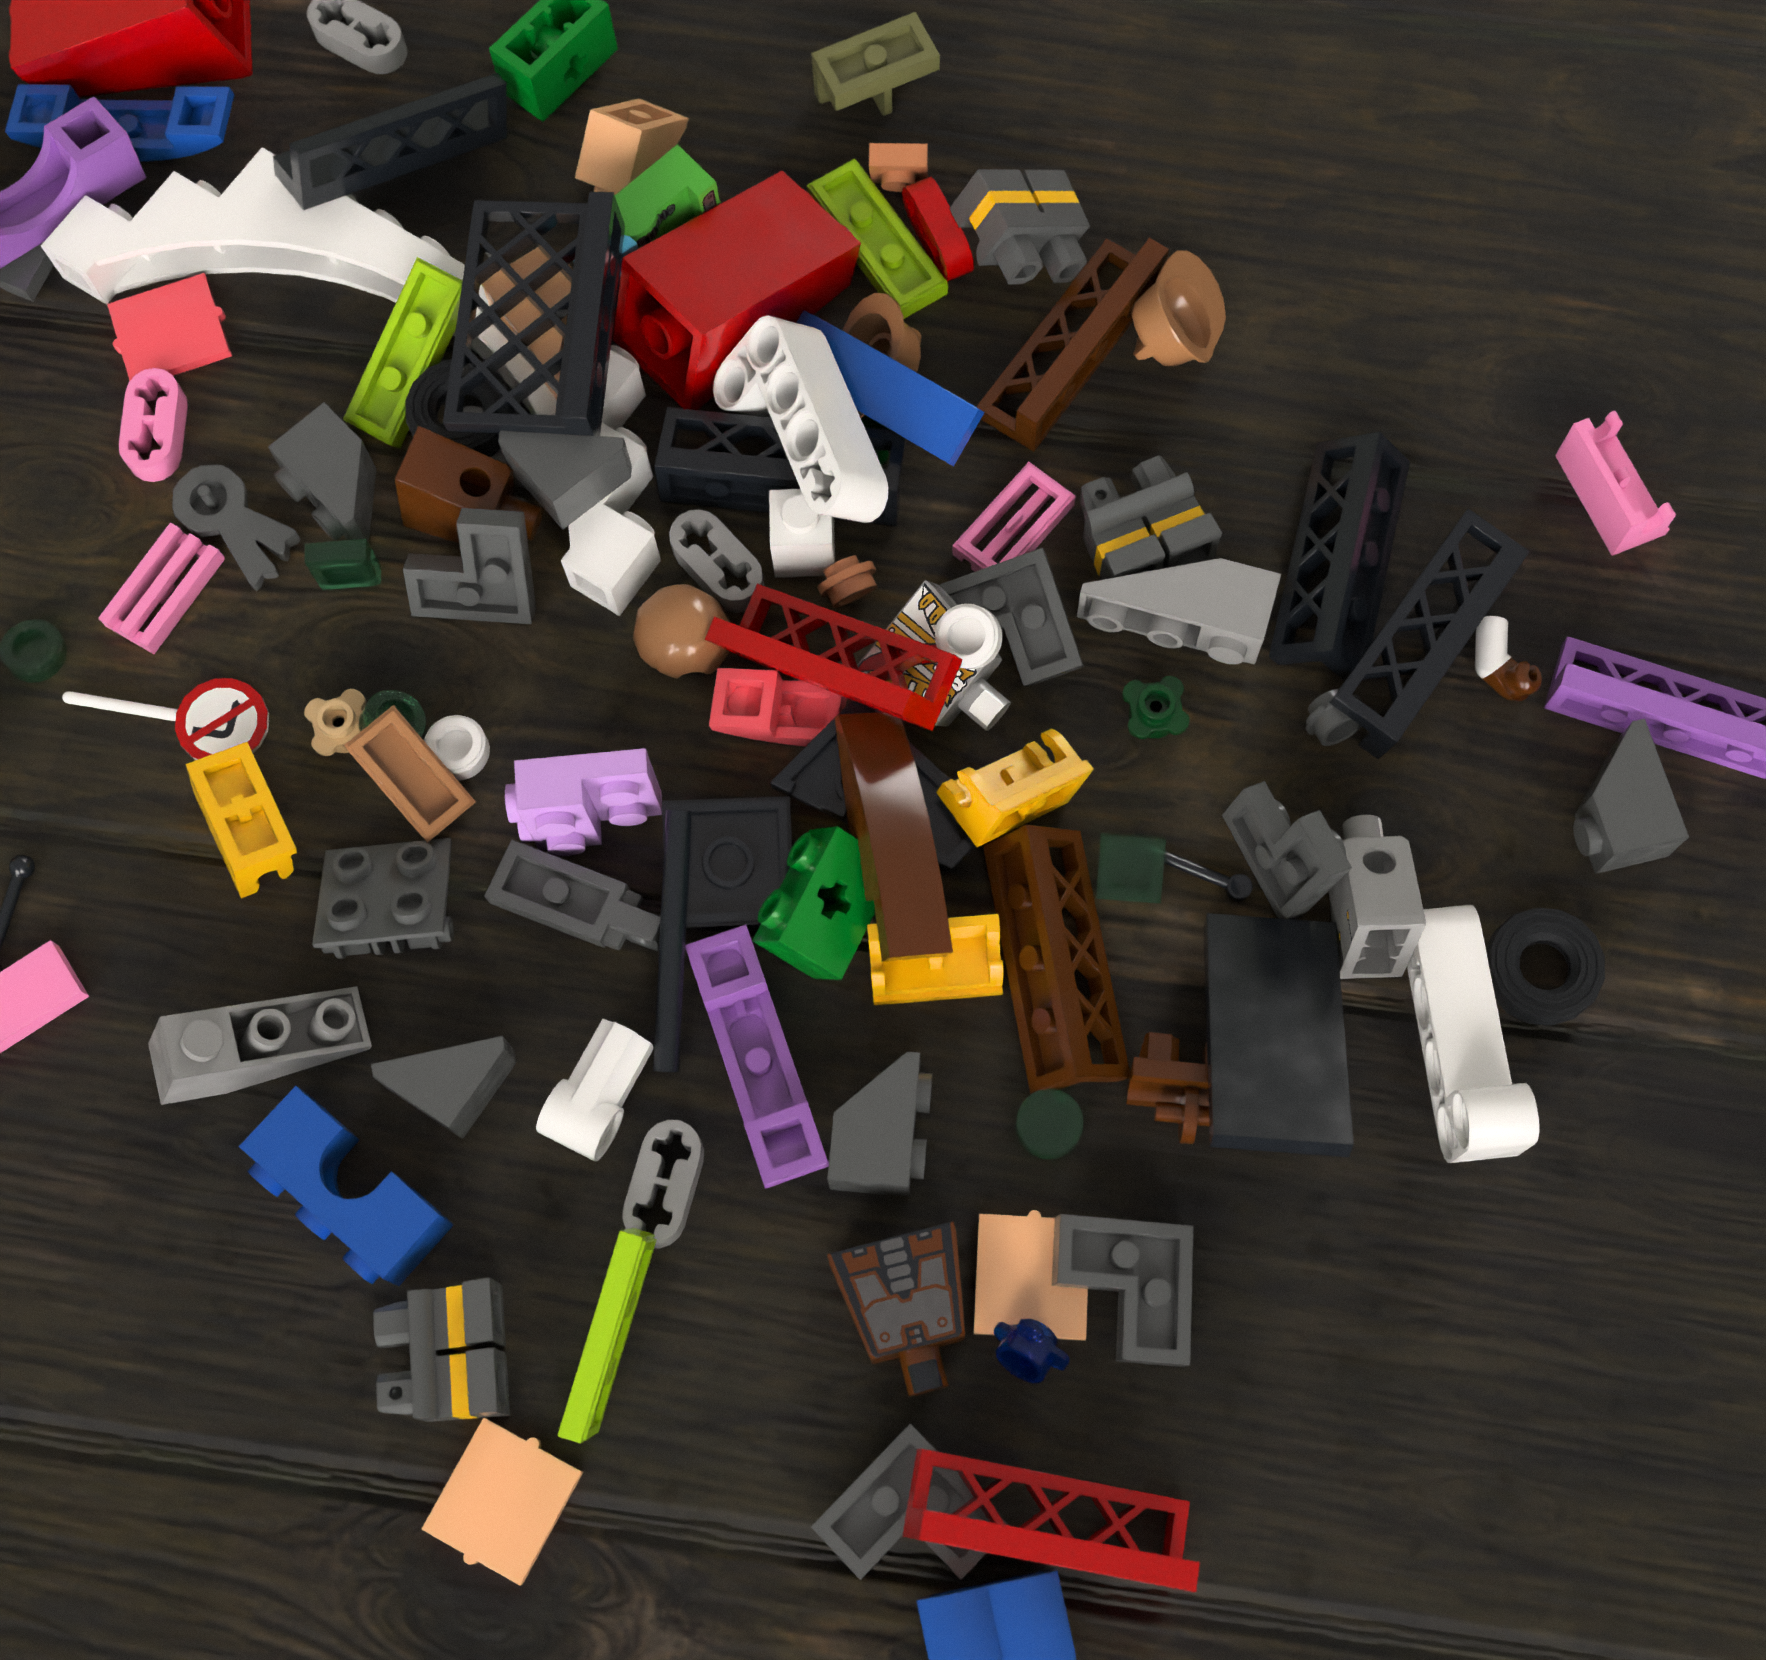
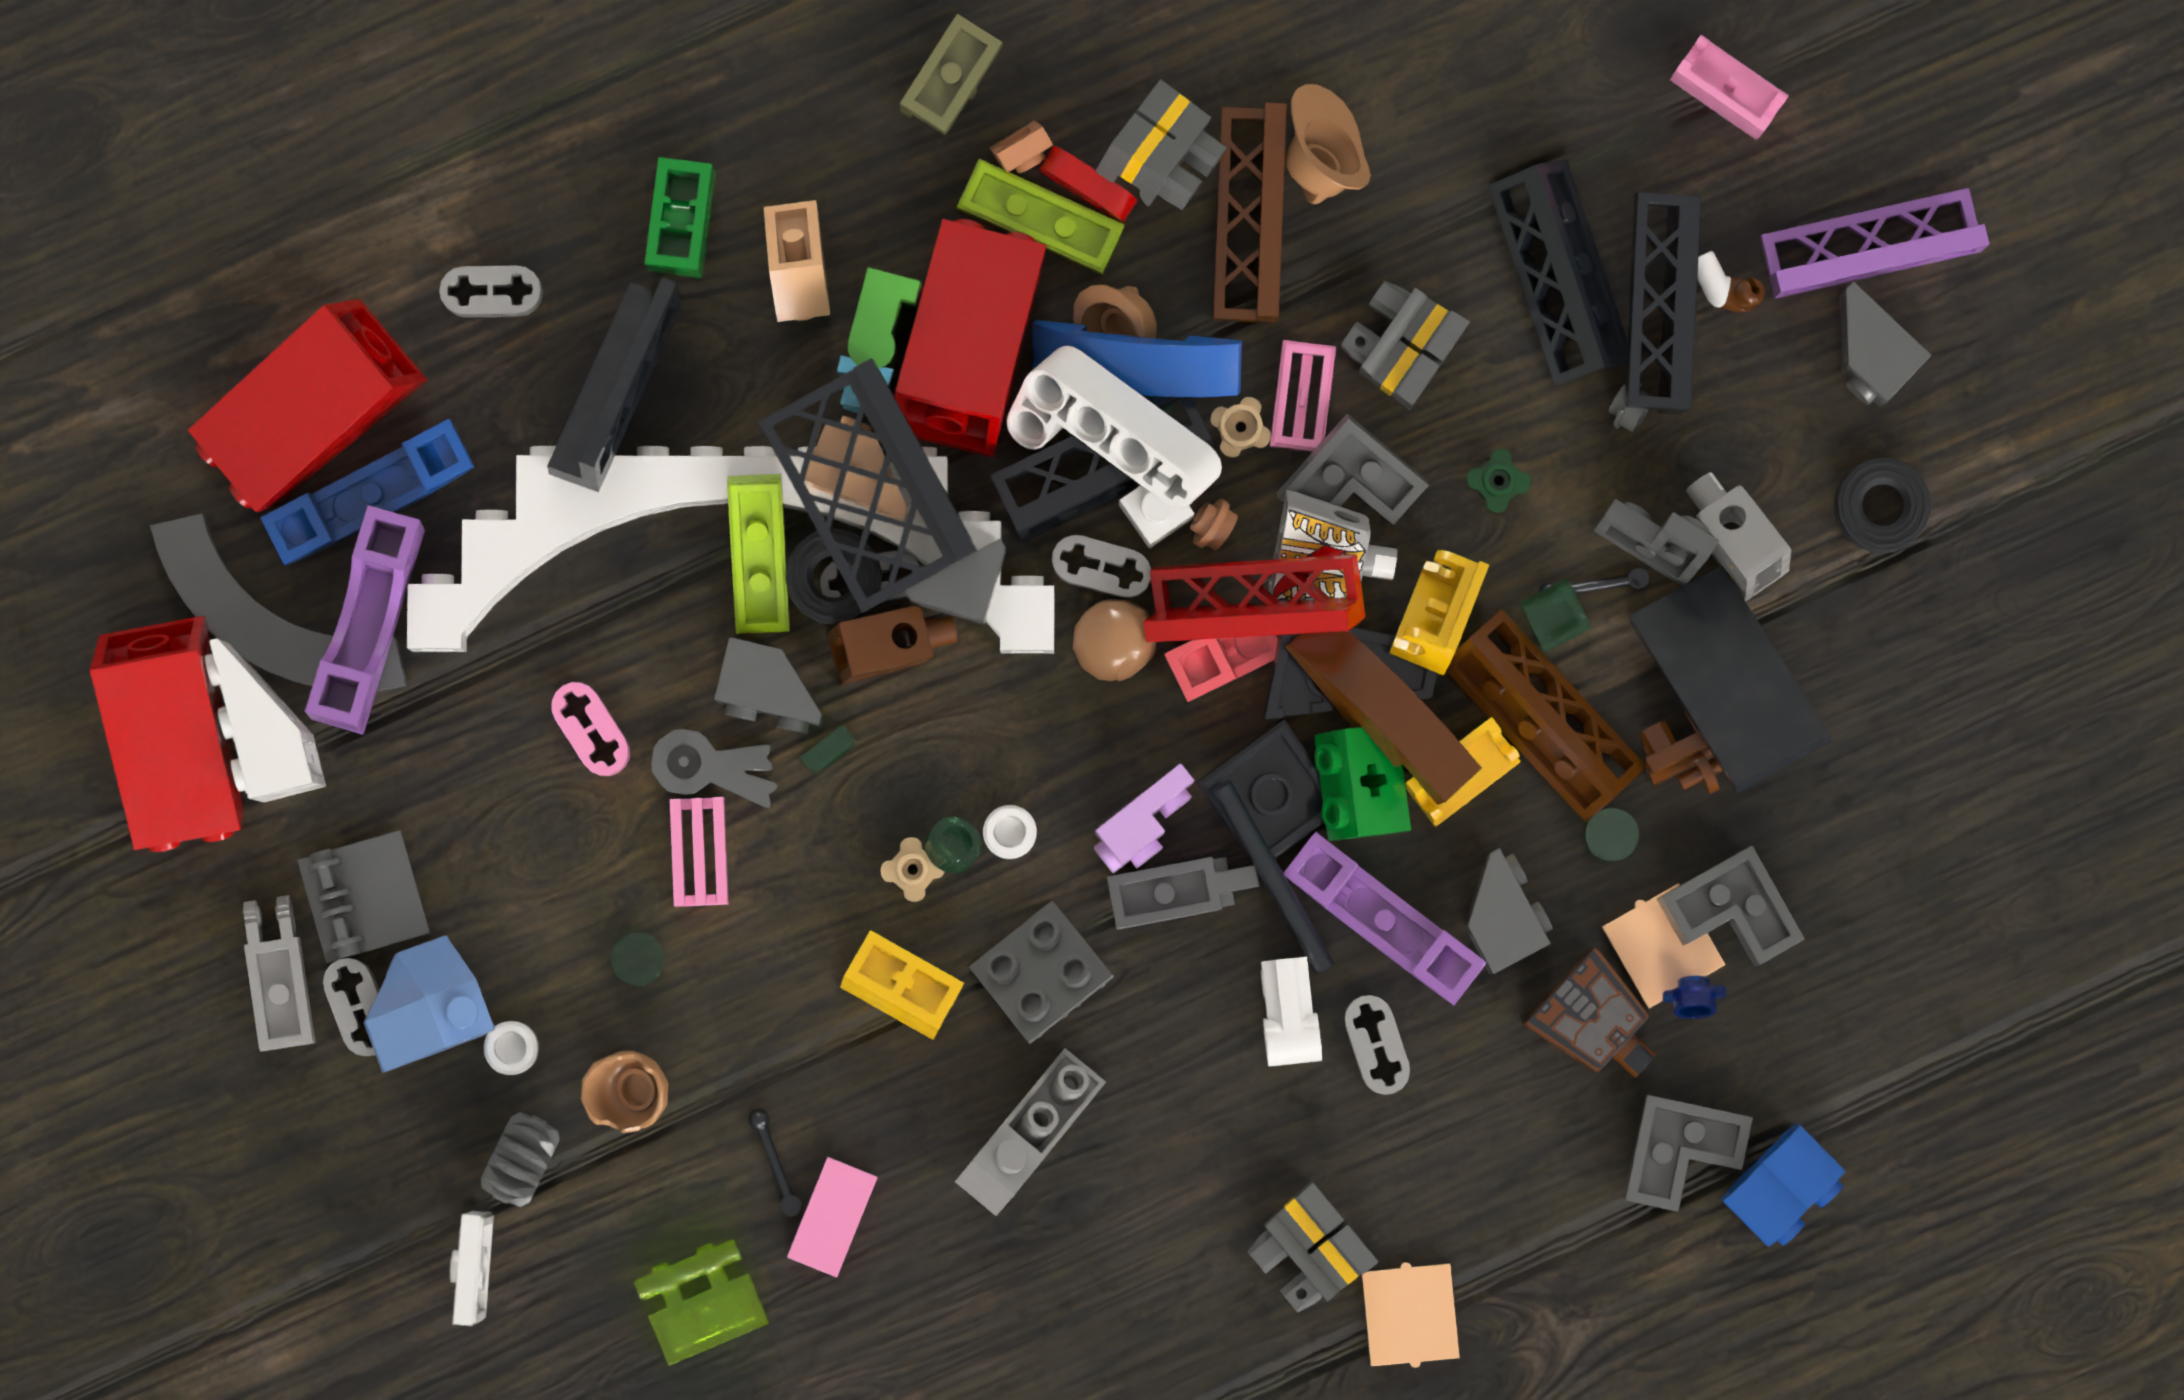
camera: 40 degrees left, 15 degrees up
(170, 328) = (536, 642): coral piece -> none
(208, 719) = (816, 923): piece -> none
(301, 1153) = (1213, 1198): blue arch -> none
(409, 773) = (1000, 876): medium nougat tile -> none
(450, 1082) = (1186, 1074): dark grey slope -> none
(487, 581) = (952, 696): dark grey plate -> none
(607, 1335) = (1414, 1166): lime tile -> none
(938, 499) = (1235, 441): none -> tan plate
(969, 634) = (1347, 529): white tile -> none
(1047, 1548) = (1785, 1116): red fence -> none
(1195, 605) = (1490, 378): light grey slope -> none
(1463, 1043) = (1856, 597): white beam -> none

